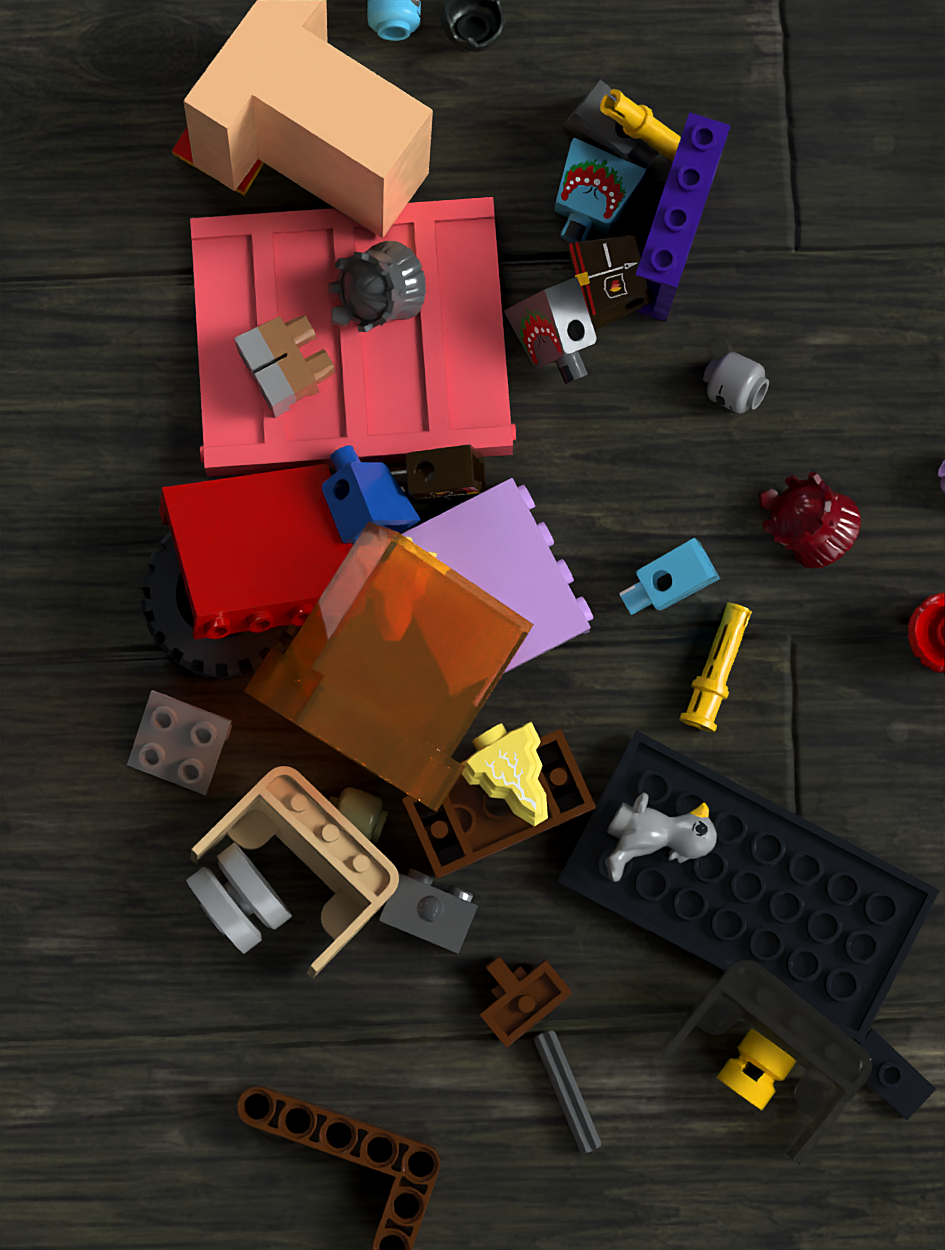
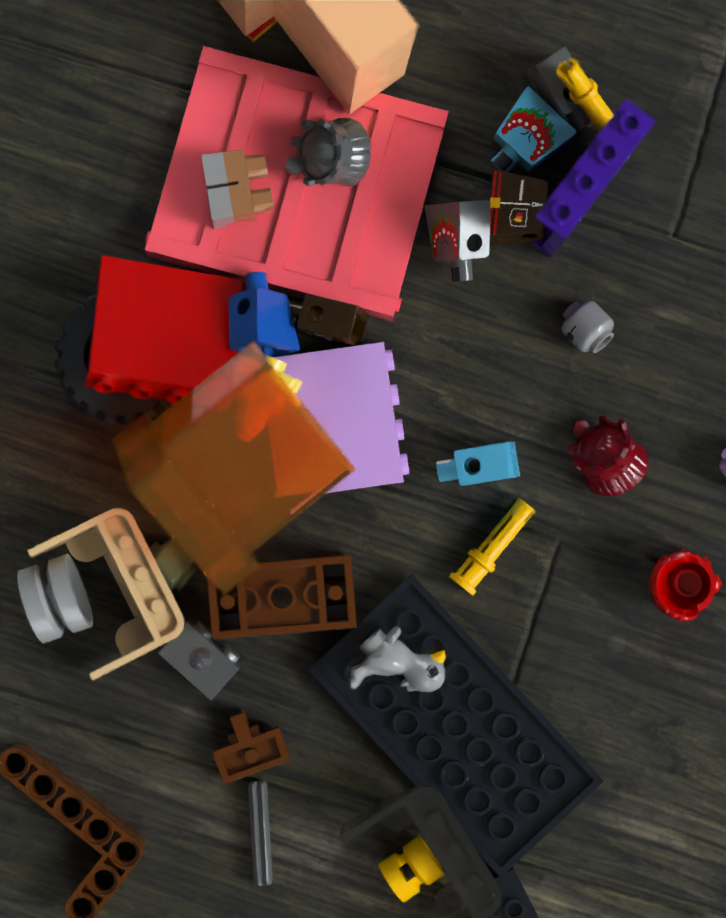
camera: 20 degrees right, 5 degrees up
(179, 742) = (53, 458): light grey hinge -> none
(509, 770) = (297, 575): light yellow rock -> none

